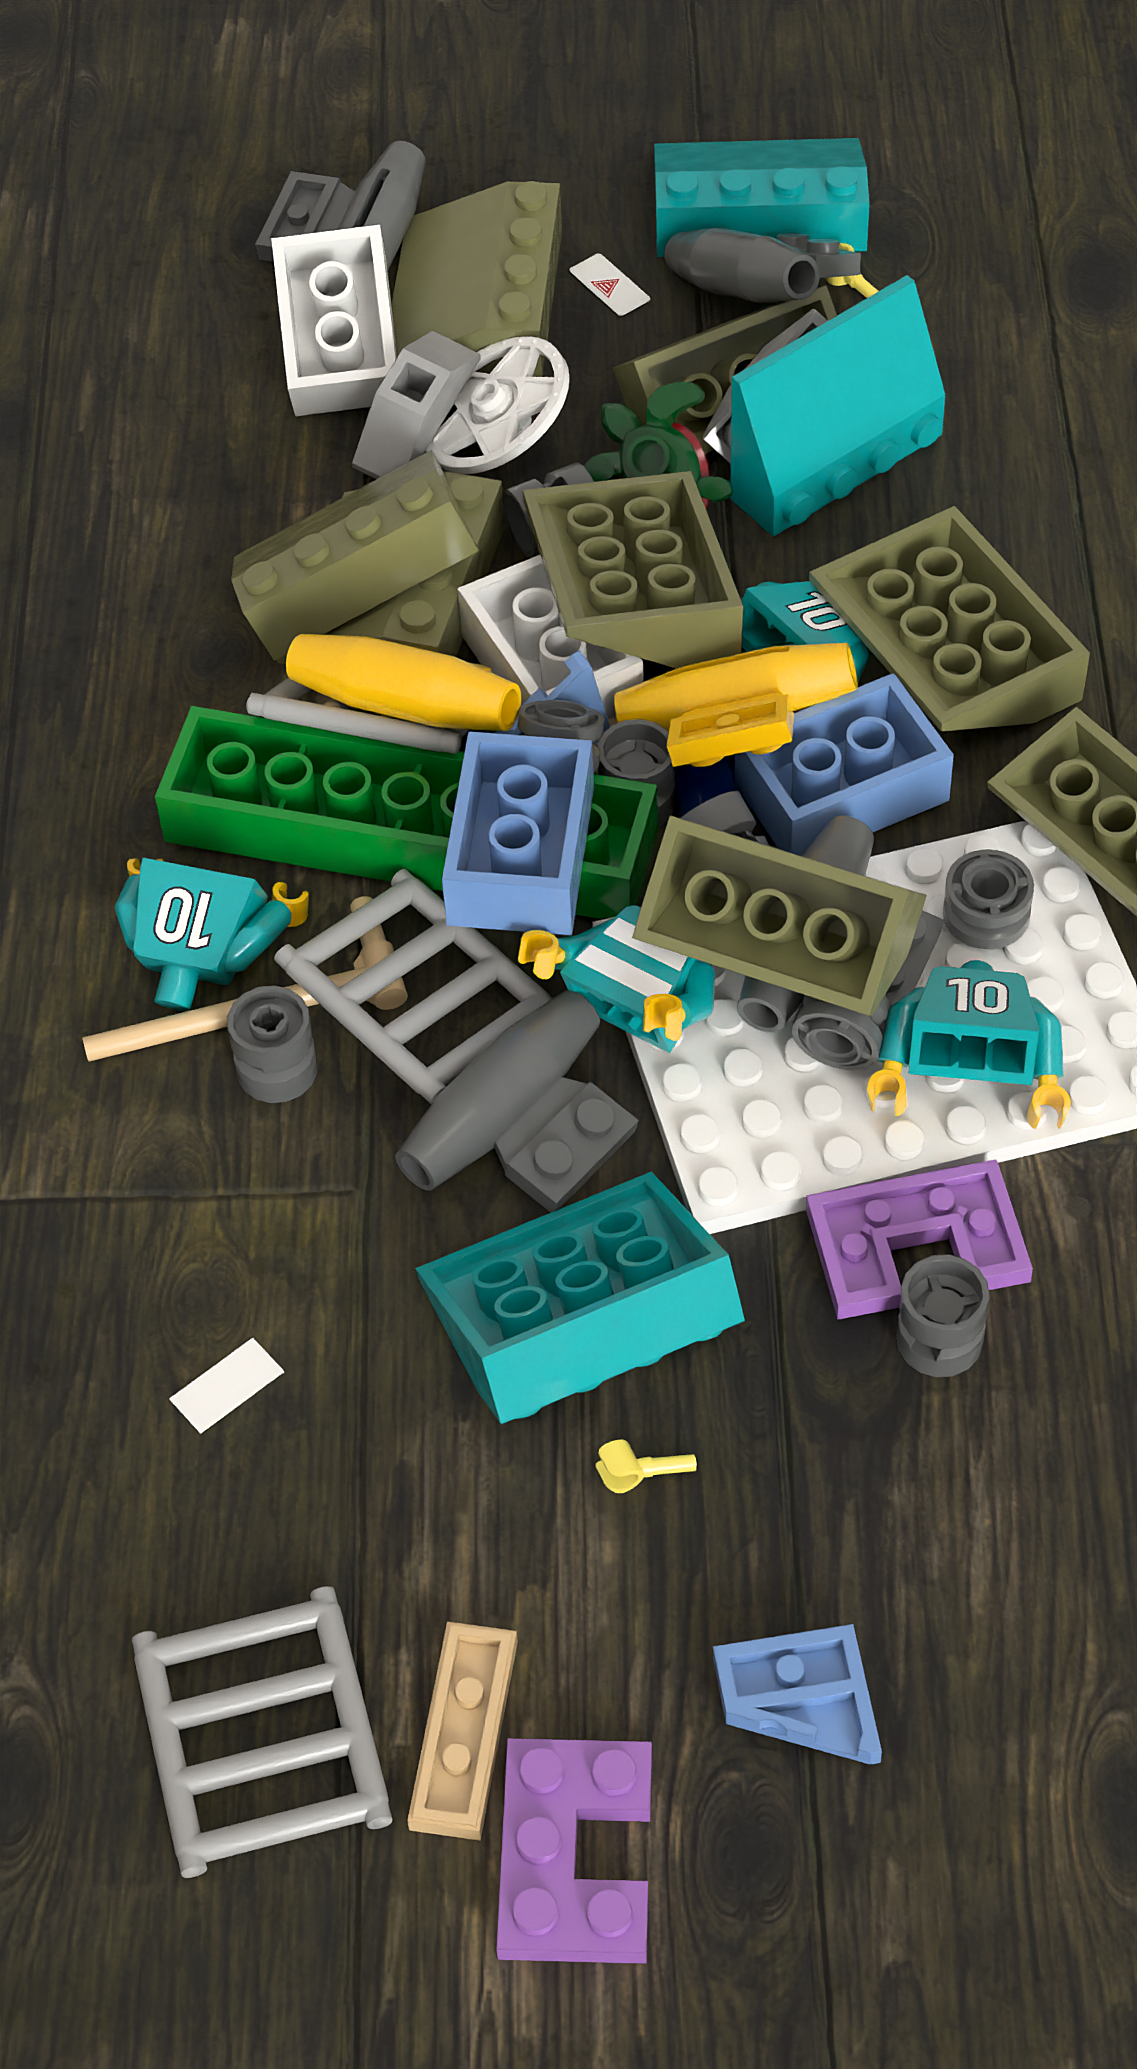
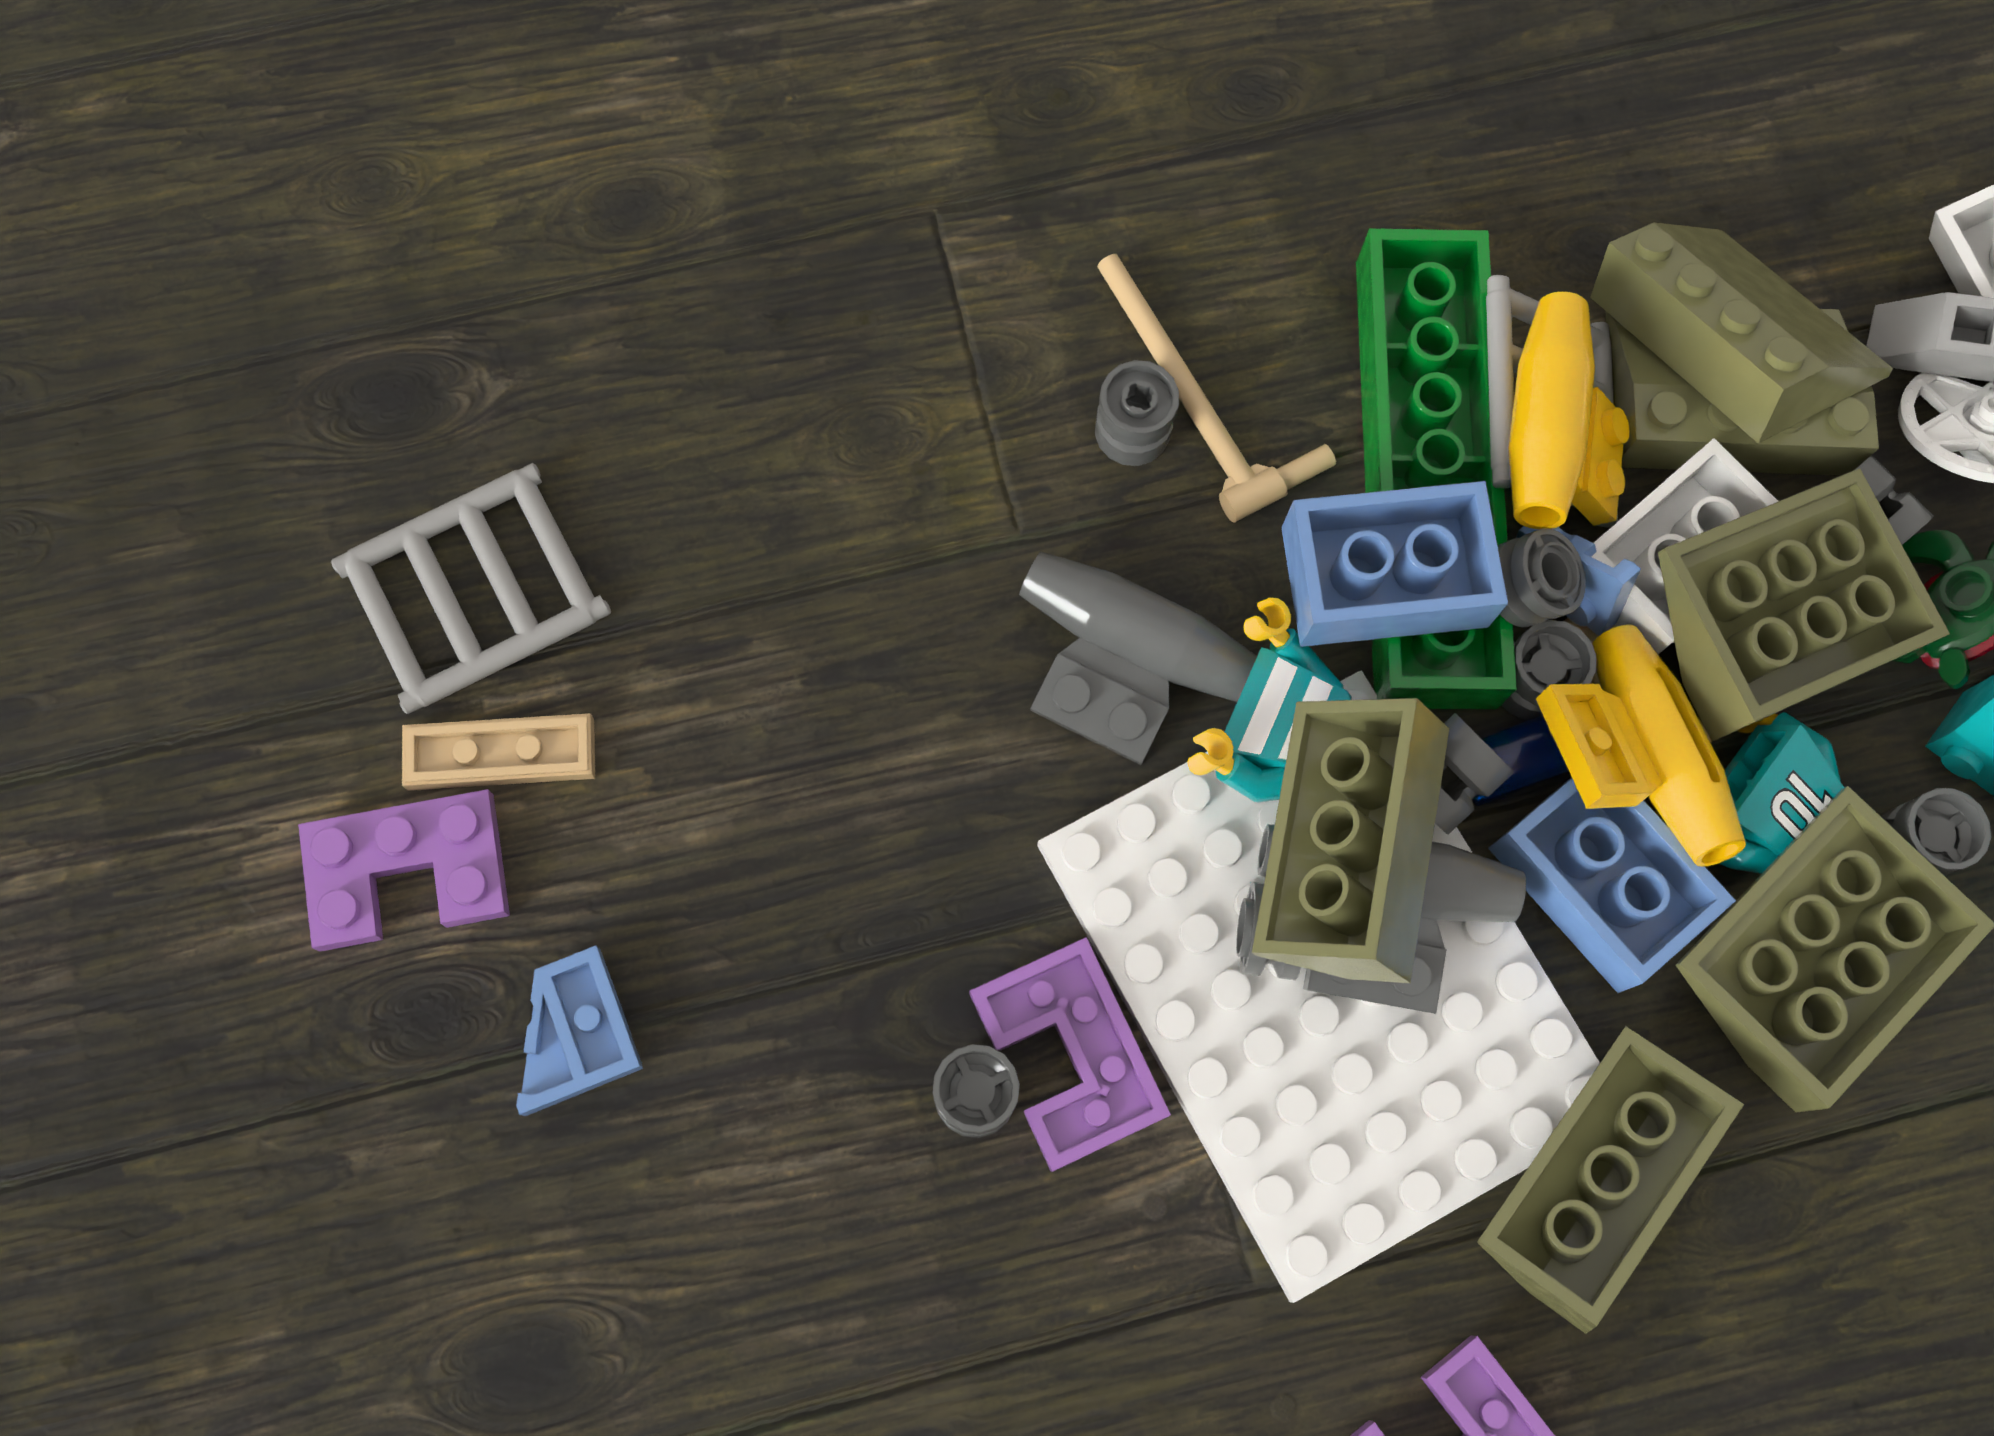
camera: 70 degrees right, 20 degrees up
(199, 924) = (1254, 313): teal torso -> none
(226, 1385) = (795, 475): white sticker -> none
(388, 1040) = (1193, 461): light grey bar -> none
(582, 1296) = (936, 750): teal slope -> none
(623, 1471) = (771, 828): light yellow hand -> none
(858, 520) = (1943, 828): none -> dark grey wheel
(973, 1028) = (1294, 1065): teal torso -> none
(988, 899) = (1501, 1045): dark grey wheel -> none

